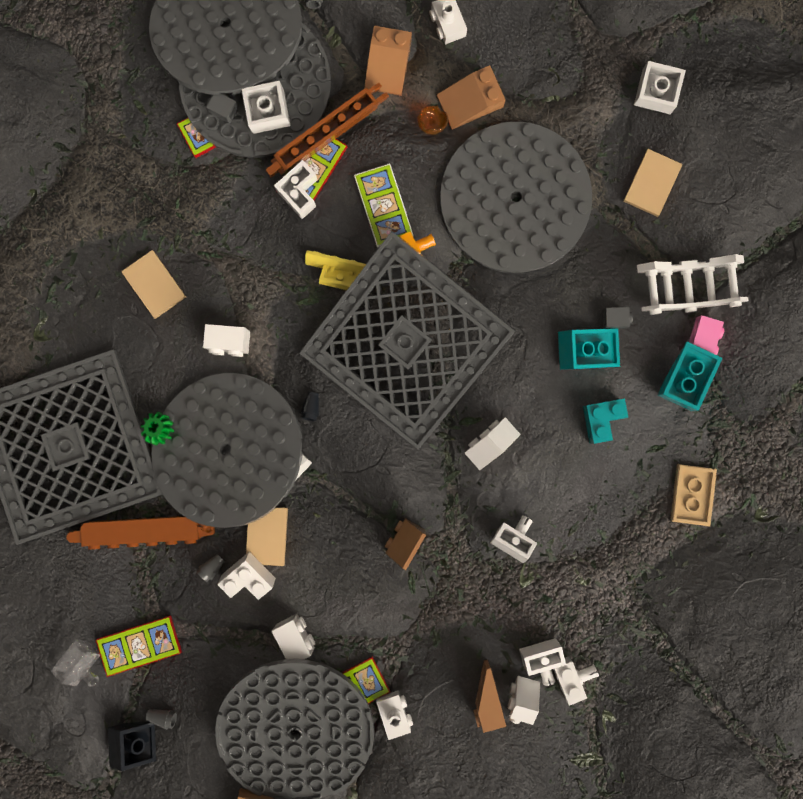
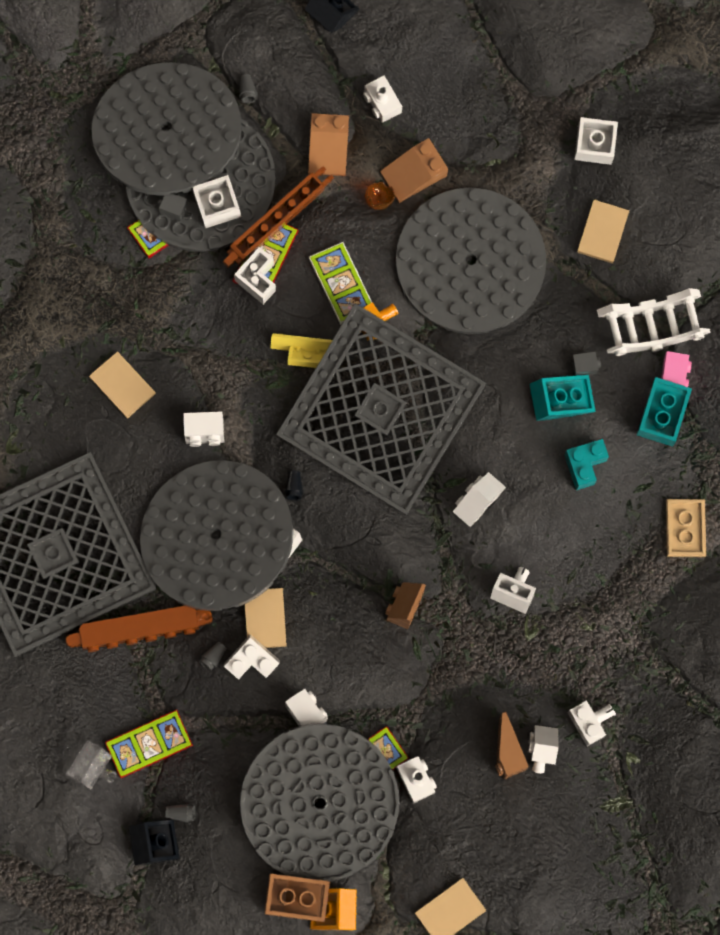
camera: 15 degrees left, 10 degrees down
(151, 426) = (153, 520): green gear -> none
(542, 659) = (557, 704): white brick -> none

